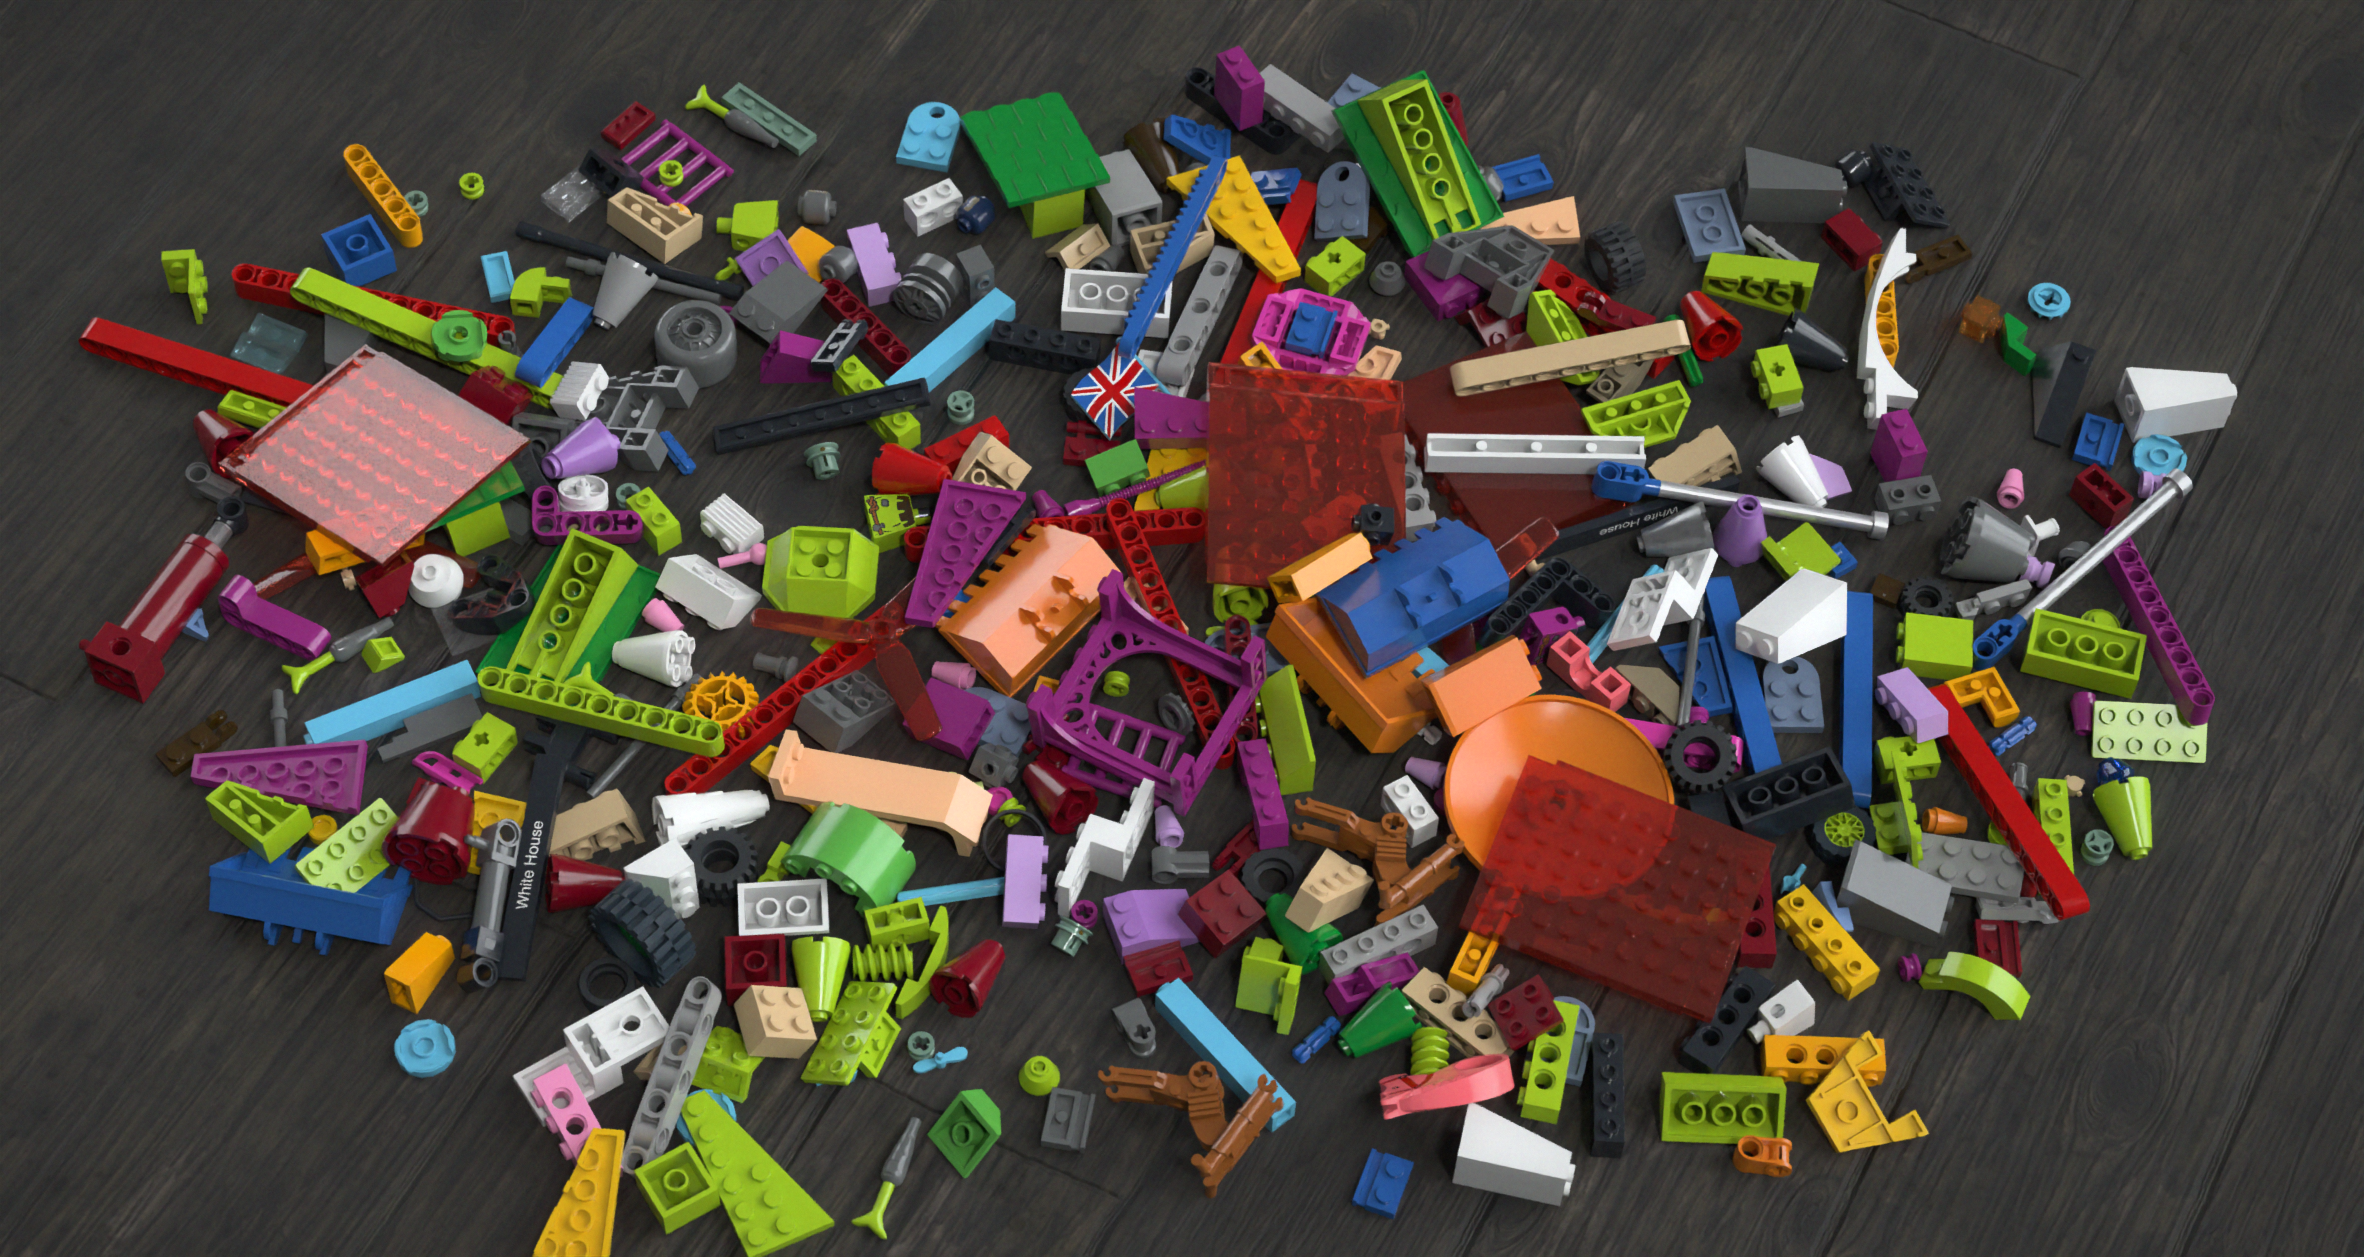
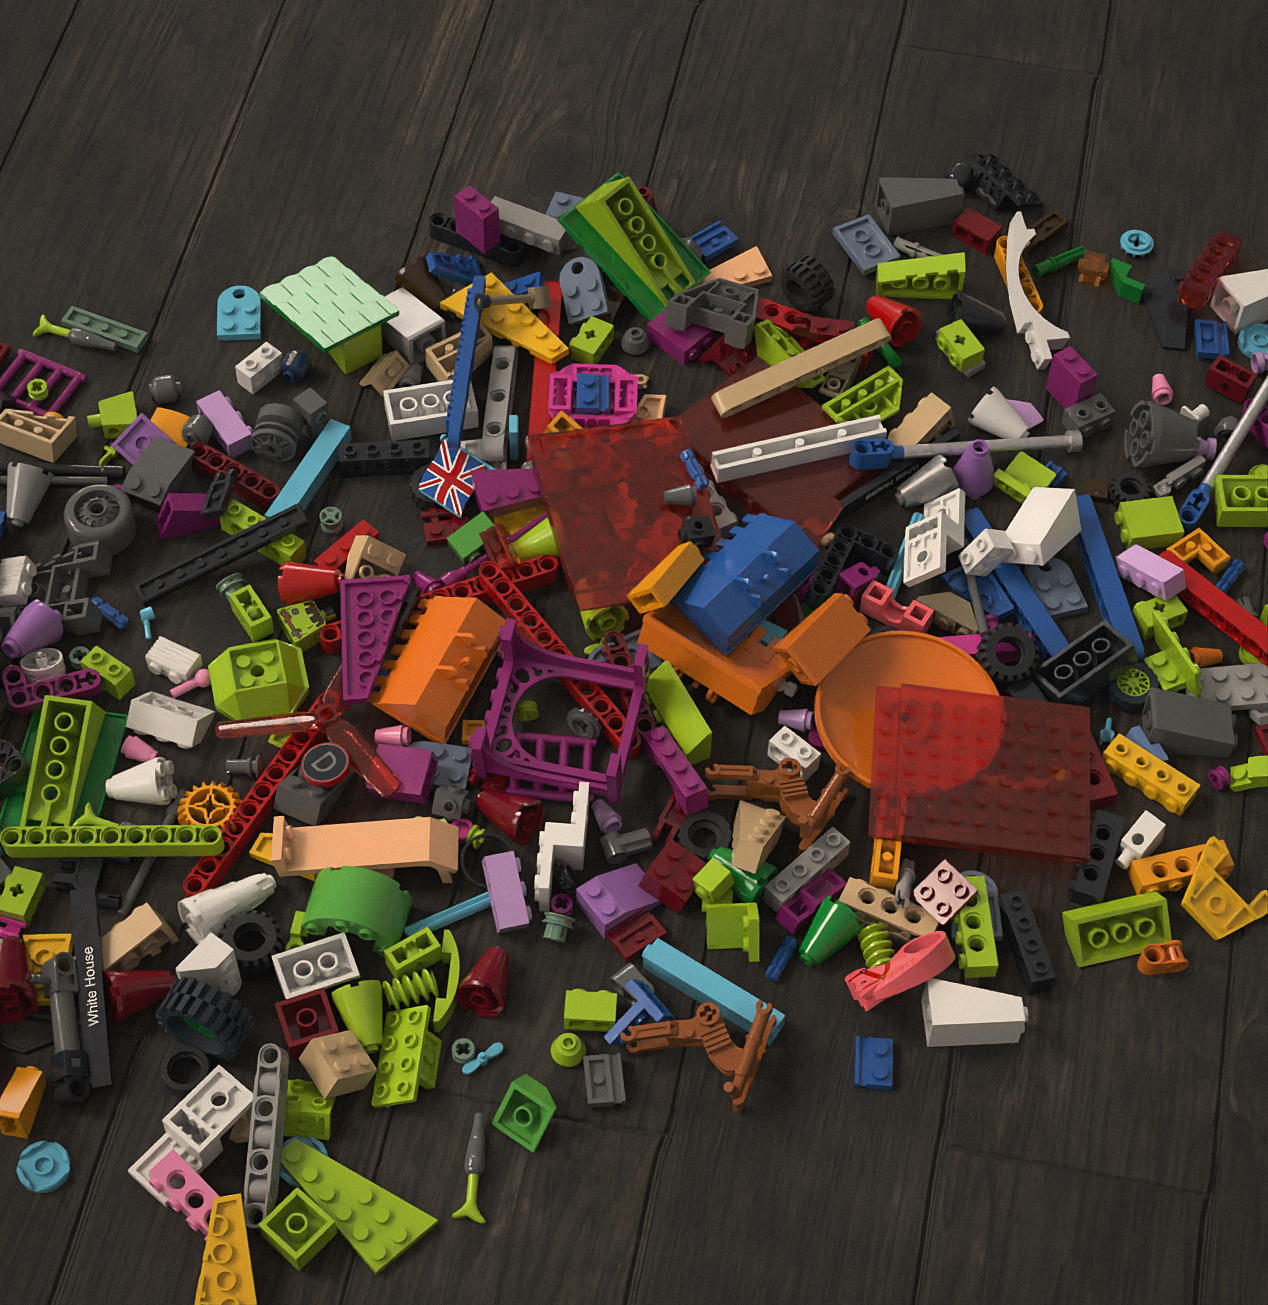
camera: 15 degrees left, 0 degrees up
(717, 466) = (146, 616): none -> medium azure hand
(835, 493) = (251, 613): none -> lime brick
(863, 686) = (325, 764): none -> black tile
(1076, 1039) = (590, 1010): none -> lime brick
(1098, 882) = (566, 877): none -> black gear
(1135, 1051) = (639, 1012): none -> blue bracket
(1143, 486) = (500, 547): none -> clear red slope
(1202, 358) = (514, 437): none -> medium azure tile
(1260, 930) = (713, 881): none -> lime brick
(1281, 198) = (536, 298): none -> dark tan piece
(1370, 476) = (682, 495): none -> dark grey cone
(1397, 449) = (694, 469): none -> blue axle
(1714, 632) = (985, 552): none -> white brick
(1934, 302) = (1051, 264): none -> green axle
(2132, 348) = (1209, 267): none -> clear red brick

